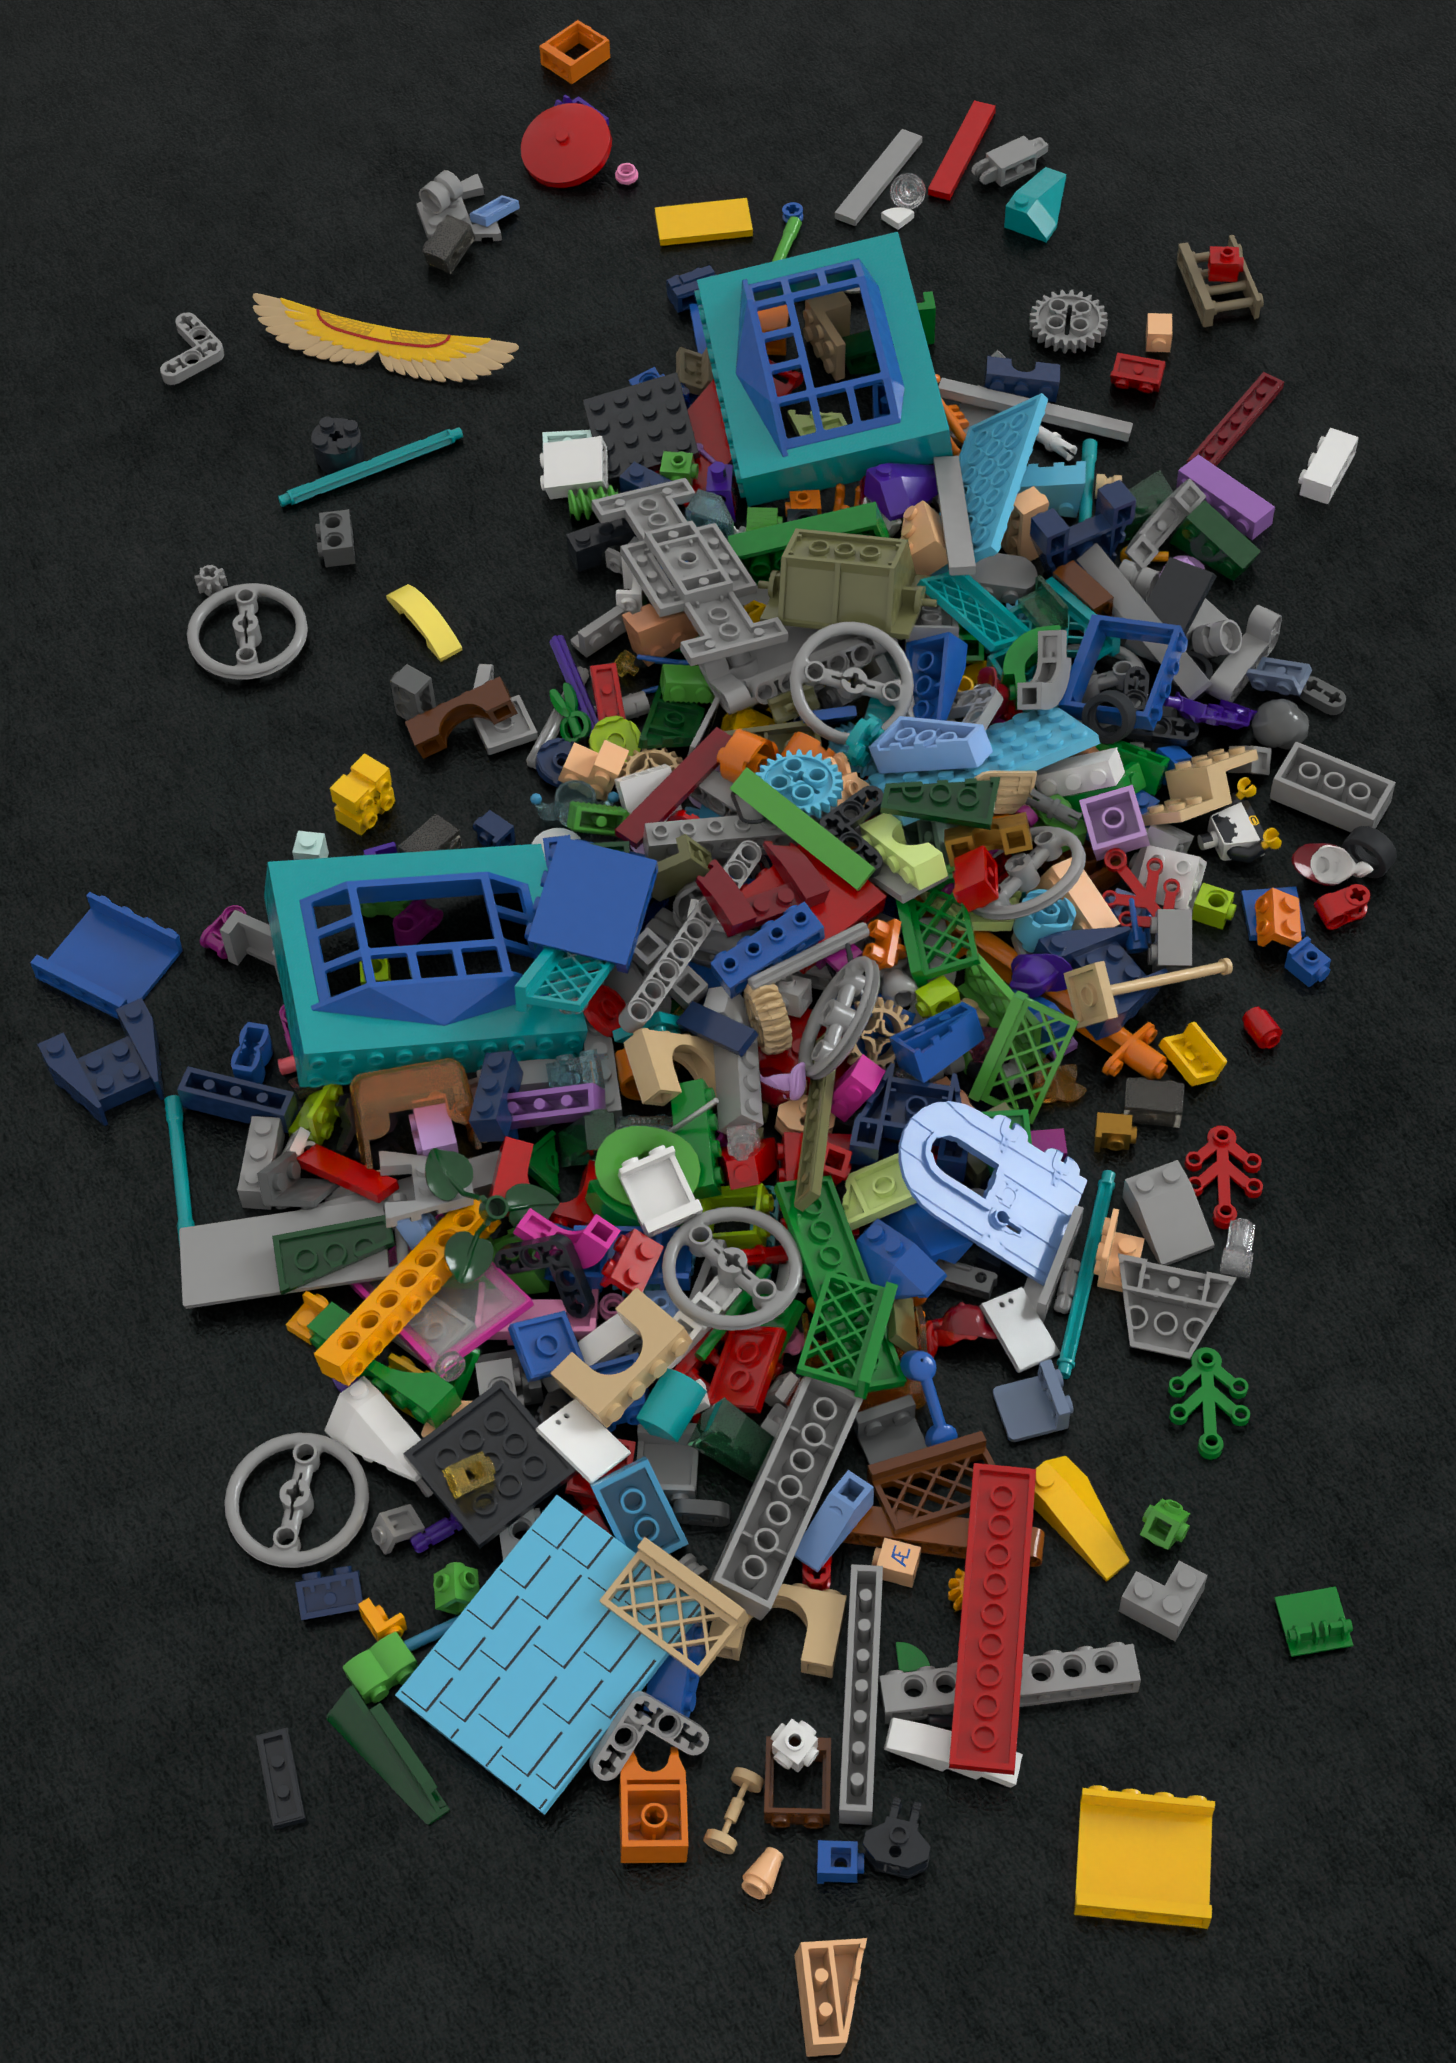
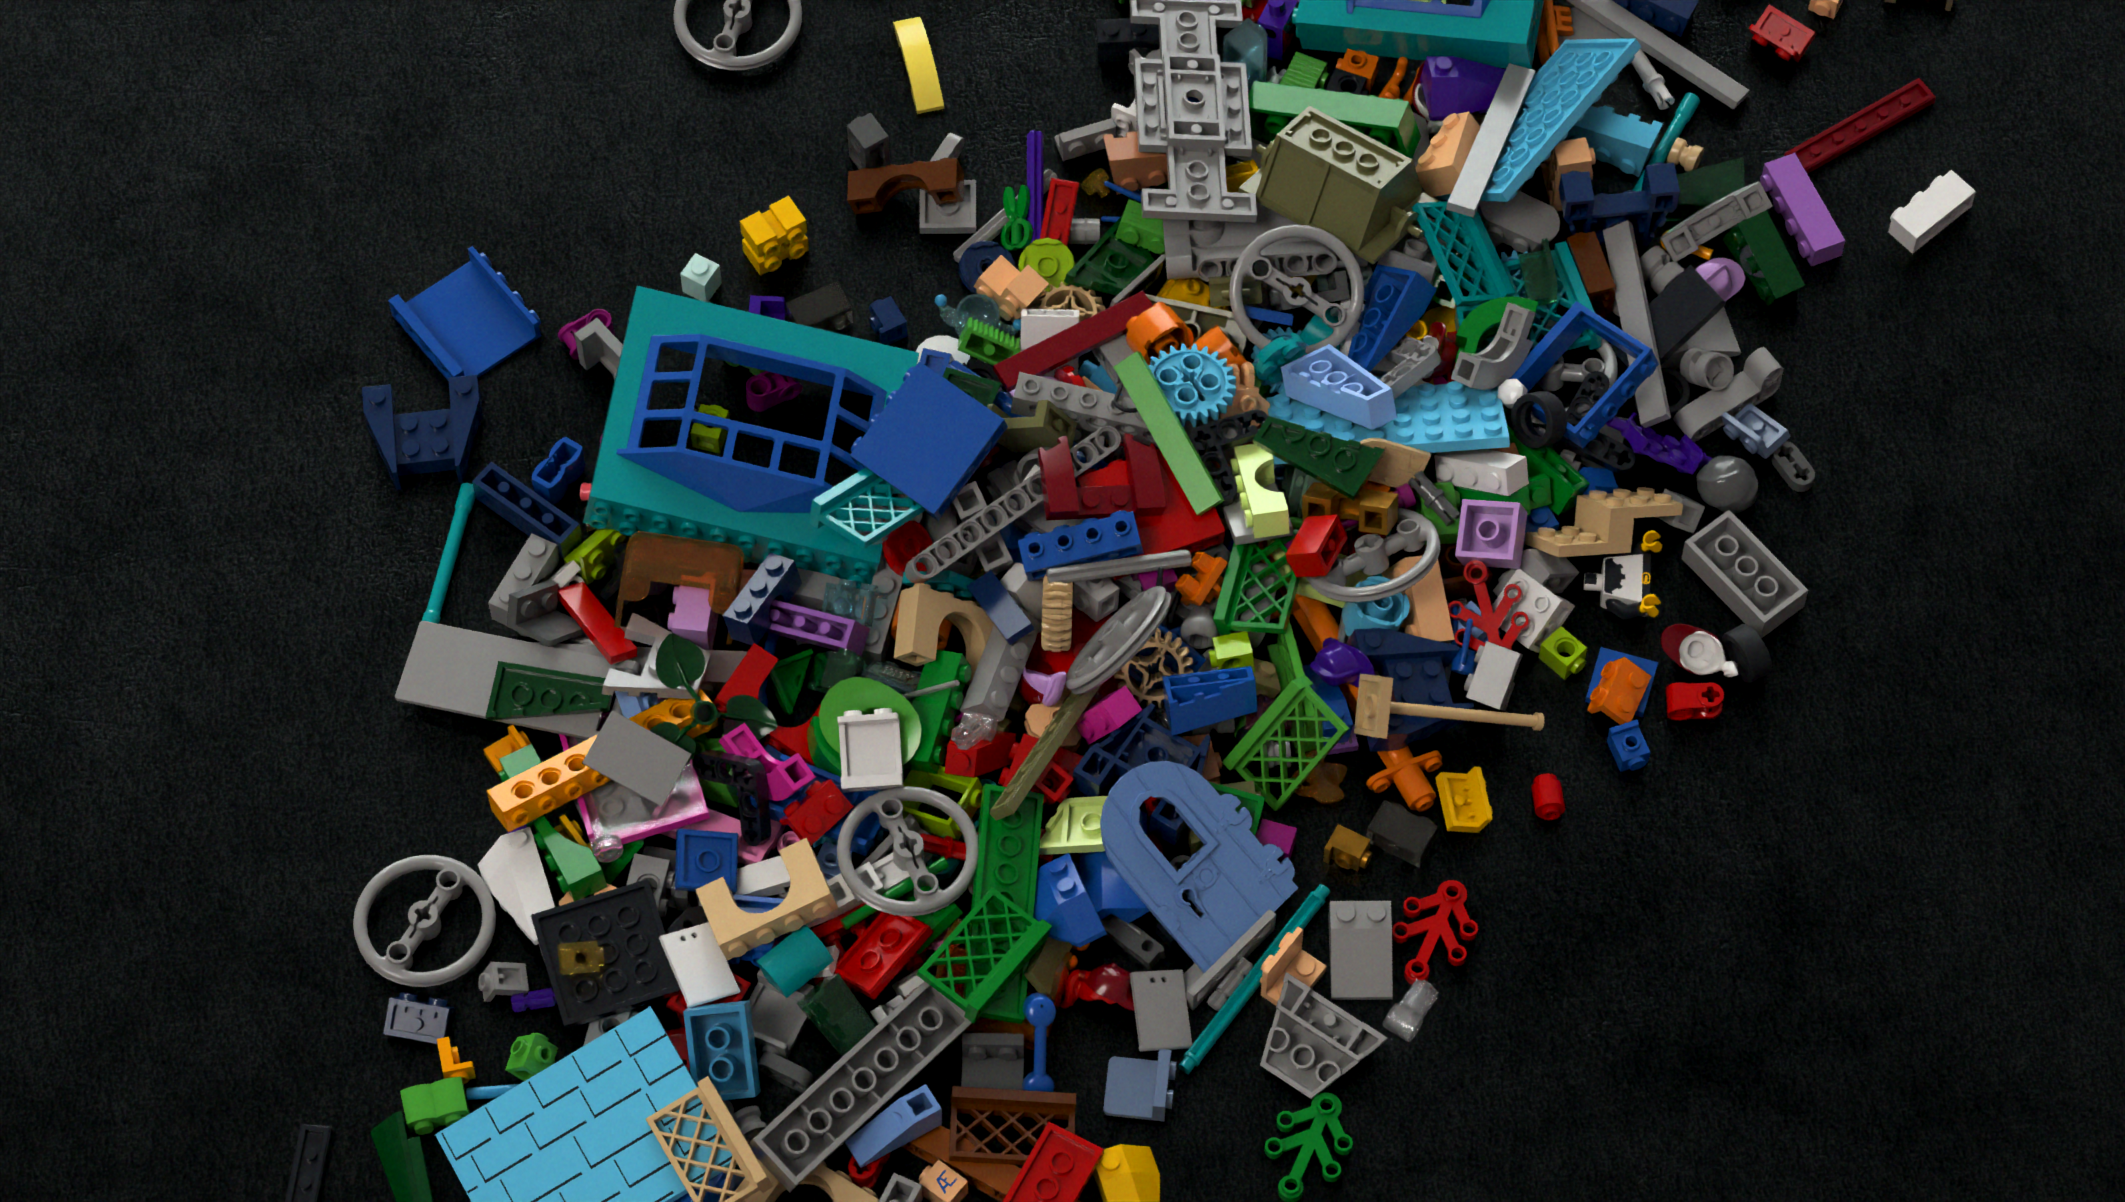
camera: 20 degrees right, 5 degrees up
(445, 1274) = (636, 758): none -> light grey tile
(1073, 704) = (1510, 391): none -> white tile

